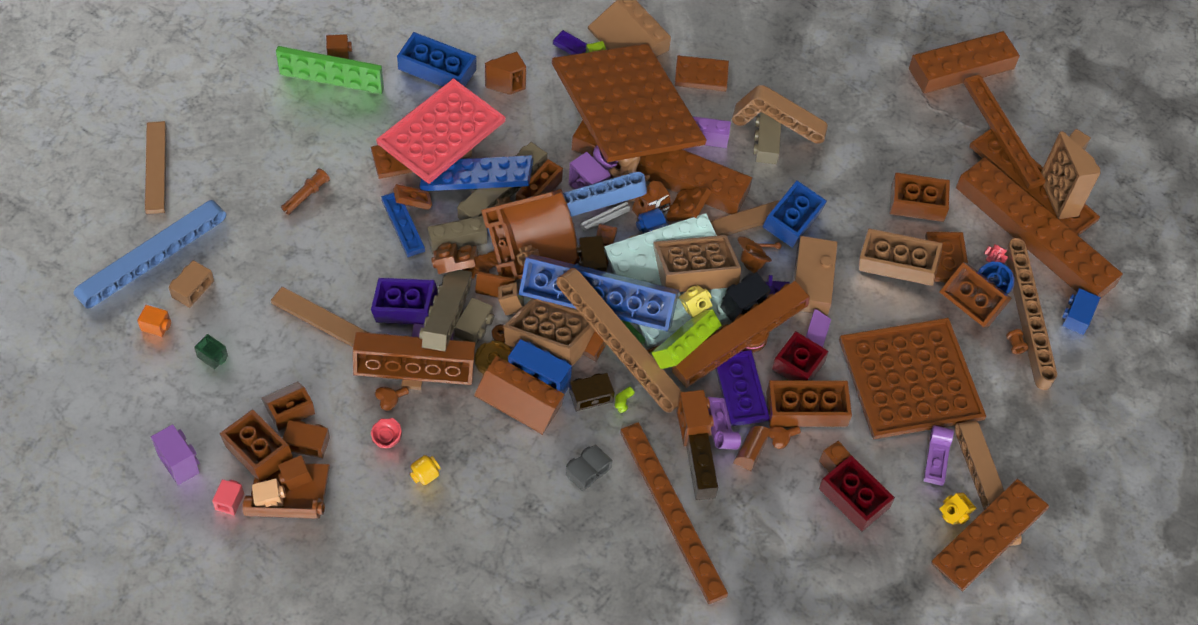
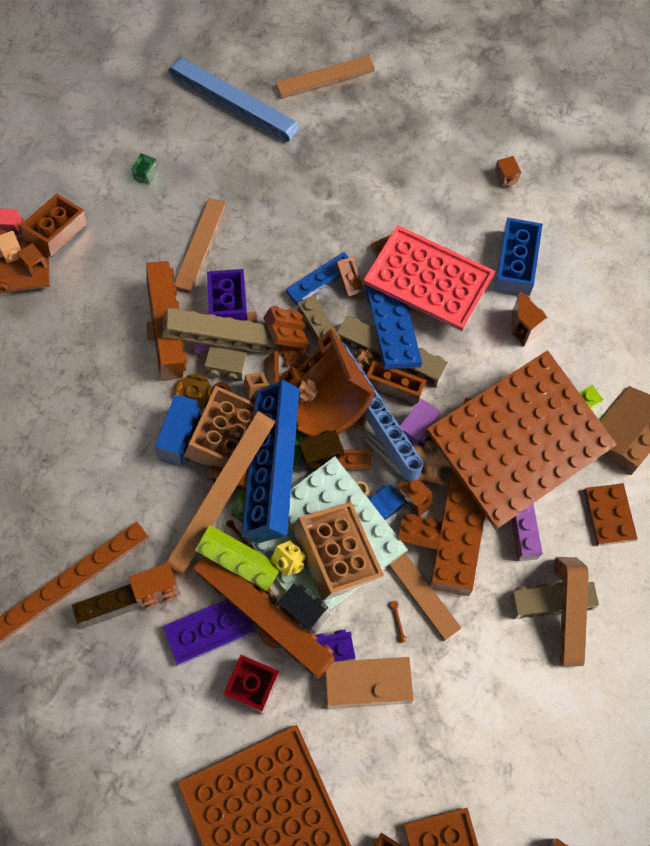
camera: 80 degrees right, 10 degrees up
(154, 320) = (165, 120): orange brick -> none
(176, 454) = (34, 170): medium lavender brick -> none
(191, 283) = (209, 135): medium nougat brick -> none
(288, 404) = (103, 238): dark orange slope -> none
(306, 438) = (73, 261): dark orange brick -> none
(311, 186) = (339, 194): dark orange pin -> none
(330, 69) = (472, 170): bright green plate -> none
(386, 433) = (90, 321): coral hair -> none
(389, 397) = (131, 315): dark orange rock -> none
(424, 470) = (58, 361): yellow head -> none
(519, 395) = (149, 420): dark orange slope -> none
(569, 43) = (595, 373): dark purple plate -> none
(588, 467) = (88, 500): dark grey brick -> none
(591, 391) = (172, 485): dark brown brick -> none
(621, 399) = (172, 514): lime arm -> none
(722, 431) = (158, 616): medium lavender plate -> none
(752, 255) = (379, 610): dark orange piece -> none
(752, 447) = (139, 653): dark orange brick -> none
(781, 436) = (163, 682): dark orange rock -> none
(794, 214) = (441, 646): blue brick -> none
(808, 403) = (199, 702): dark orange brick -> none
(818, 328) = (301, 699): medium lavender slope -> none
(833, 456) = (141, 742): dark orange brick -> none
(856, 493) = (100, 772): dark red brick -> none
(900, 257) = (415, 778): medium nougat brick -> none
(919, 197) = (512, 791): dark orange brick -> none

